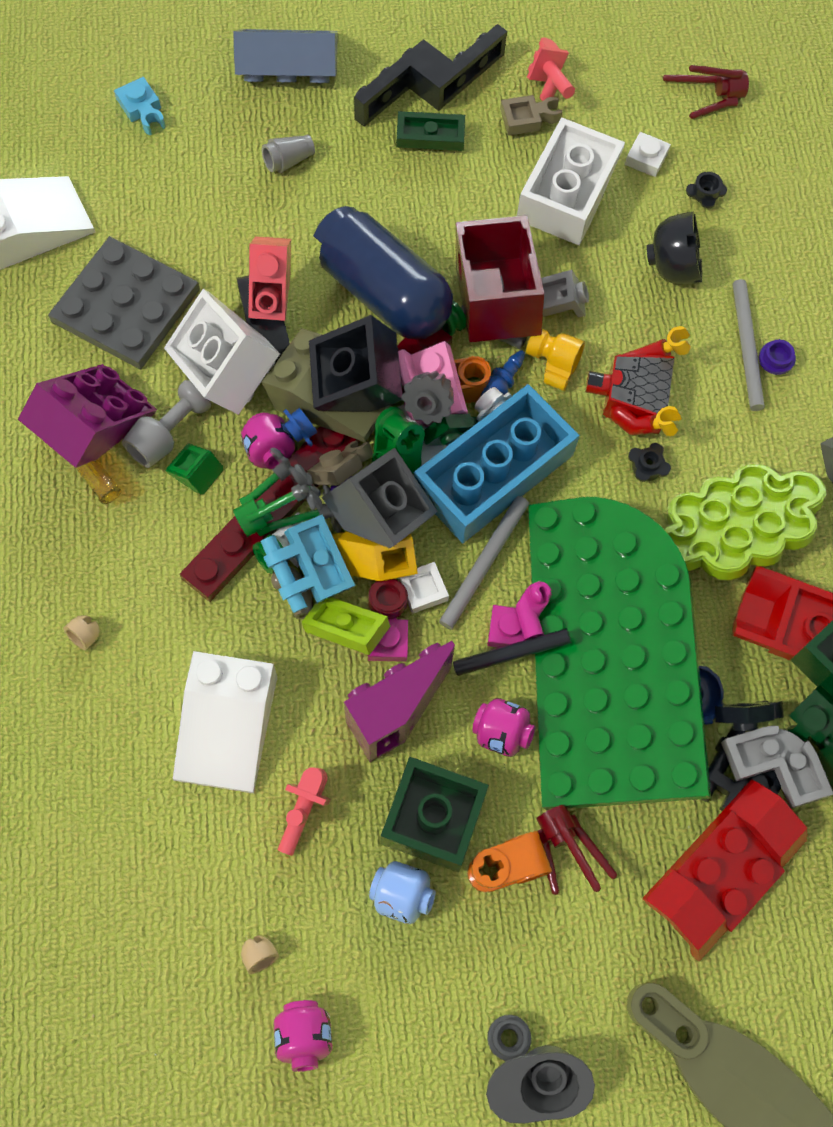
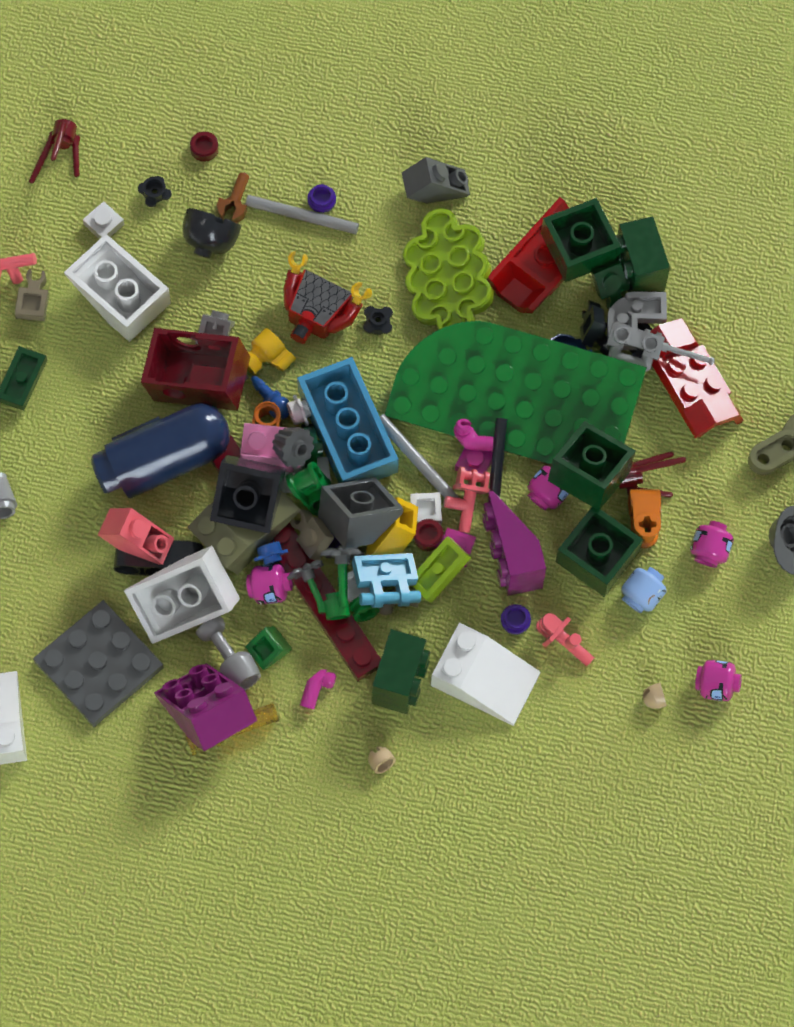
camera: 70 degrees left, 0 degrees up
(155, 527) = (314, 685): none -> dark pink arm
(188, 613) = (399, 671): none -> dark green brick
(313, 739) = (515, 619): none -> dark purple plate
(463, 631) = (470, 490): none -> coral arm
(498, 968) = (711, 544): none -> dark pink head
(522, 1032) = (761, 547): dark grey plate -> none
(538, 763) = (591, 465): none -> dark green brick
(729, 271) = (235, 200): none -> dark orange bar
(748, 788) = (650, 343): none -> light grey piece
(784, 222) = (204, 146): none -> dark red tile

